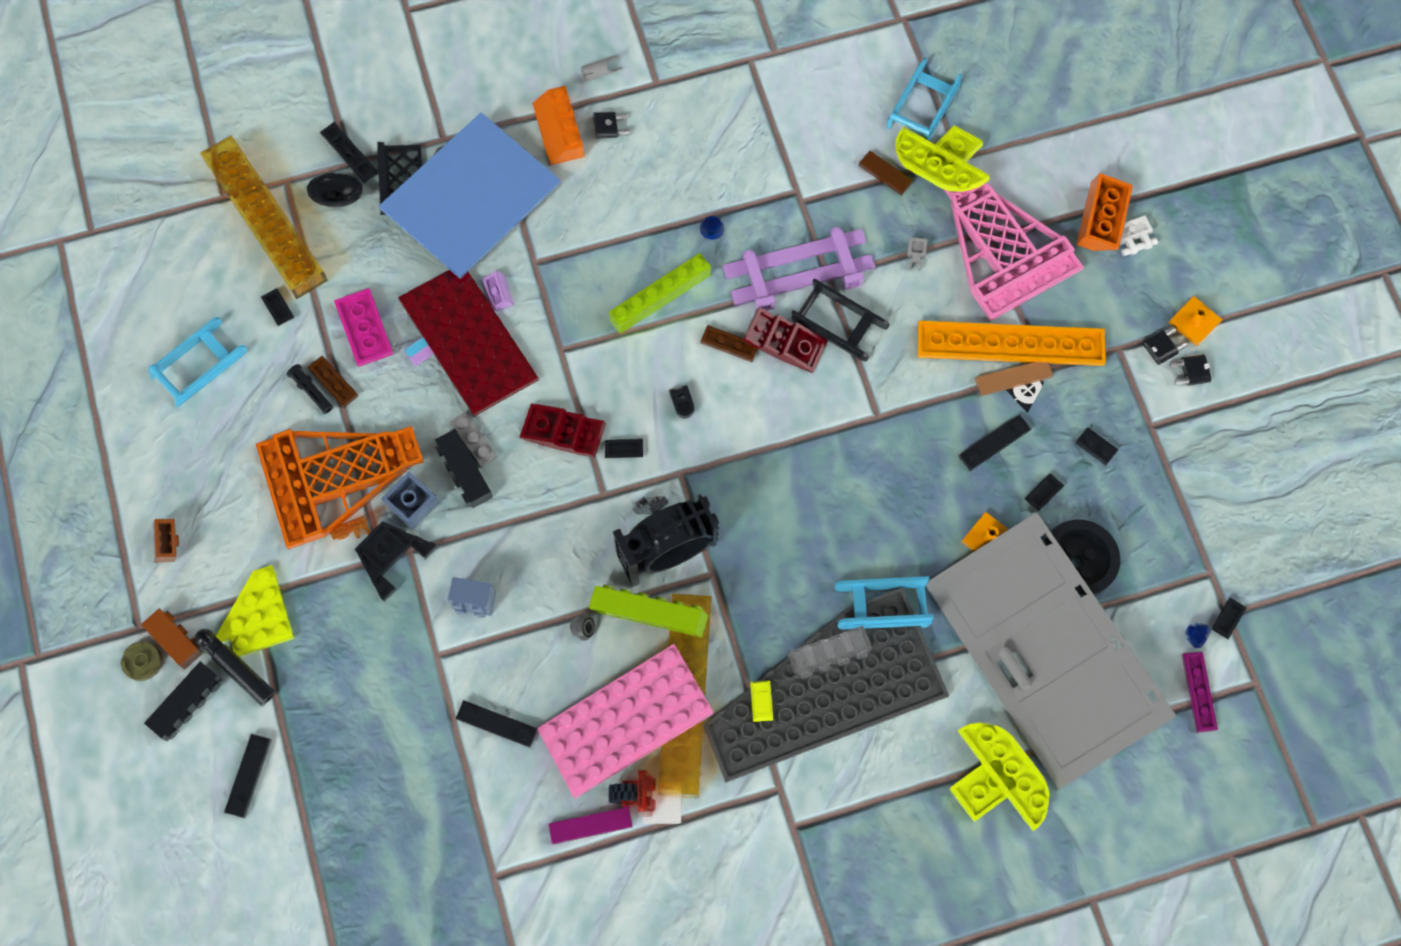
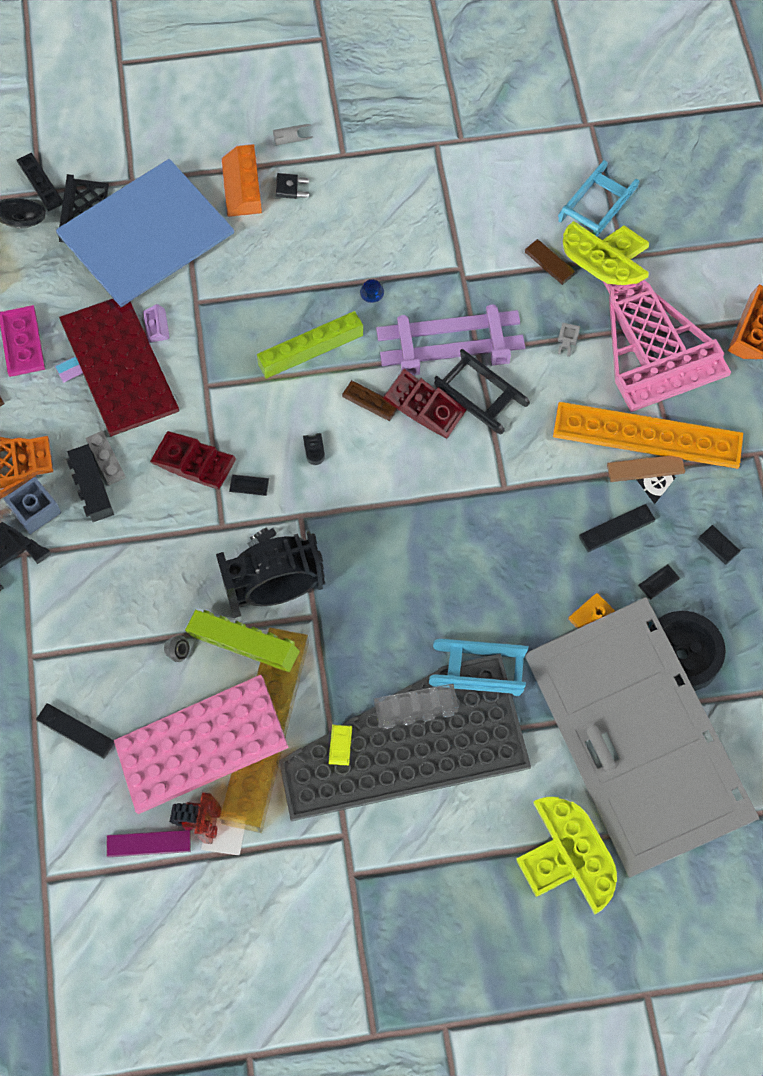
camera: 10 degrees right, 5 degrees down
(471, 597) = (73, 604): sand blue brick -> none

